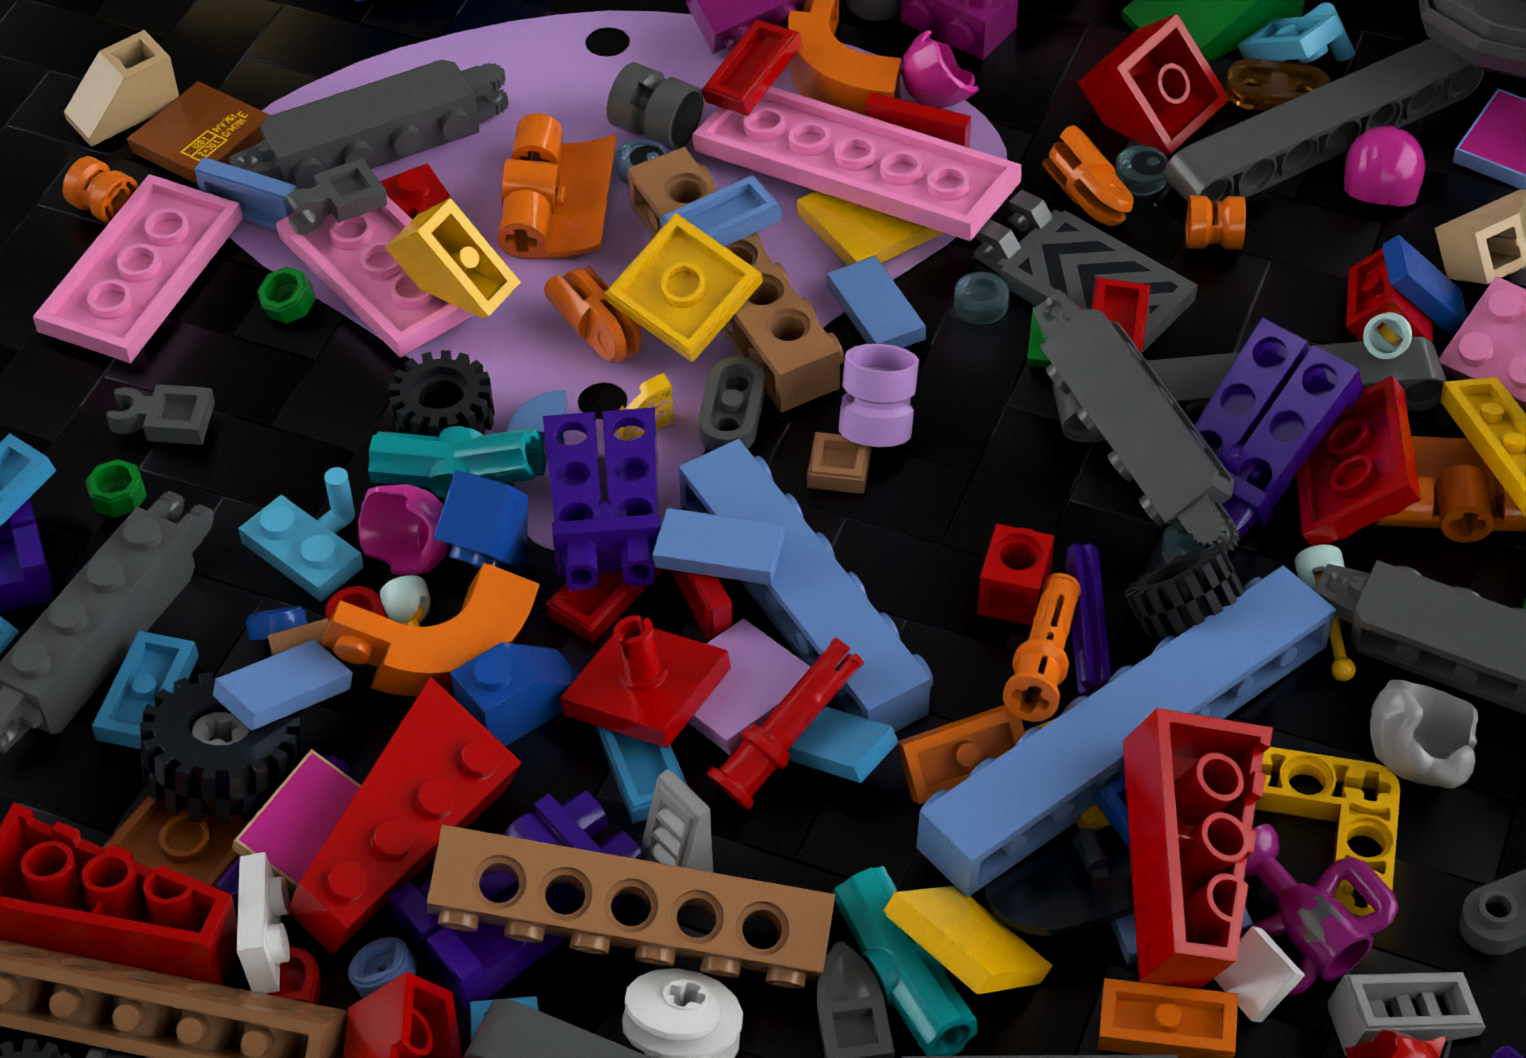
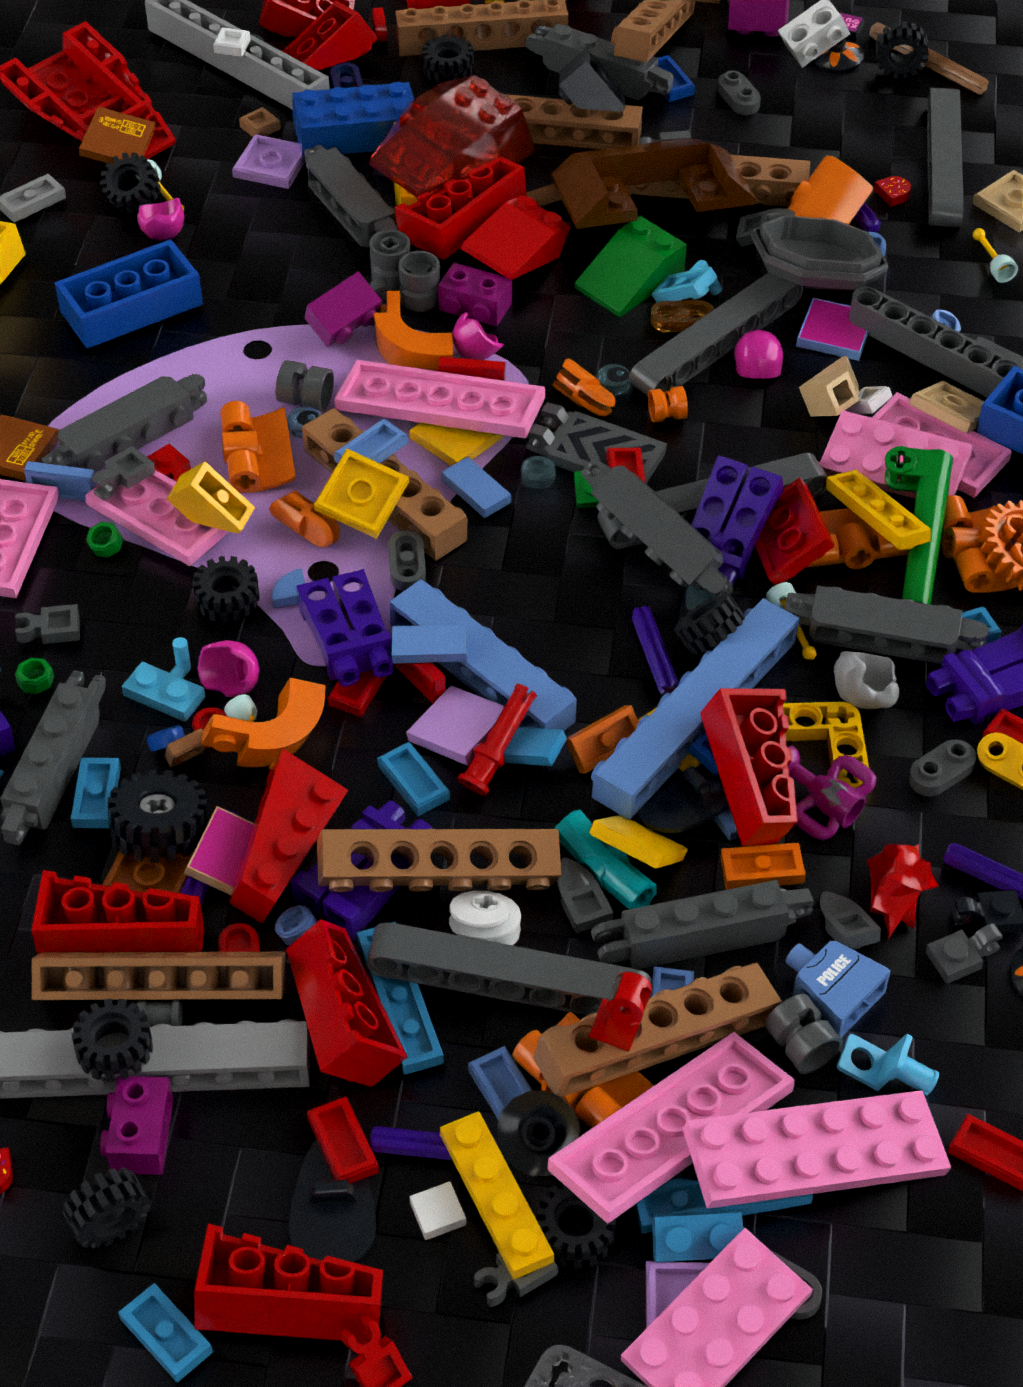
camera: 15 degrees left, 0 degrees up
(260, 934) = (223, 921): white plate -> none
(282, 684) = (187, 771): medium blue tile -> none
(433, 459) = (248, 621): teal piece -> none
(484, 522) = (282, 653): blue slope -> none
(513, 688) = (329, 748): blue slope -> none
(645, 682) = (405, 731): red tile -> none
(654, 393) = (360, 560): yellow tile -> none
(677, 826) = (448, 813): light grey slope -> none
(752, 67) = (360, 352): red tile -> none
(838, 464) = (480, 584): medium nougat tile -> none
(878, 395) = (496, 538): lavender wheel -> none
(1014, 574) = (606, 631): red brick -> none
(1055, 605) = (639, 676): orange pin -> none
(1155, 86) = (609, 326): red slope -> none
(1260, 975) = (808, 831): white tile -> none
(1361, 1014) = (866, 833): light grey slope -> none
(1372, 295) = (779, 429): red panel -> none
(1384, 342) = (788, 458): light aqua hinge -> none
(1424, 285) = (802, 422): blue tile -> none

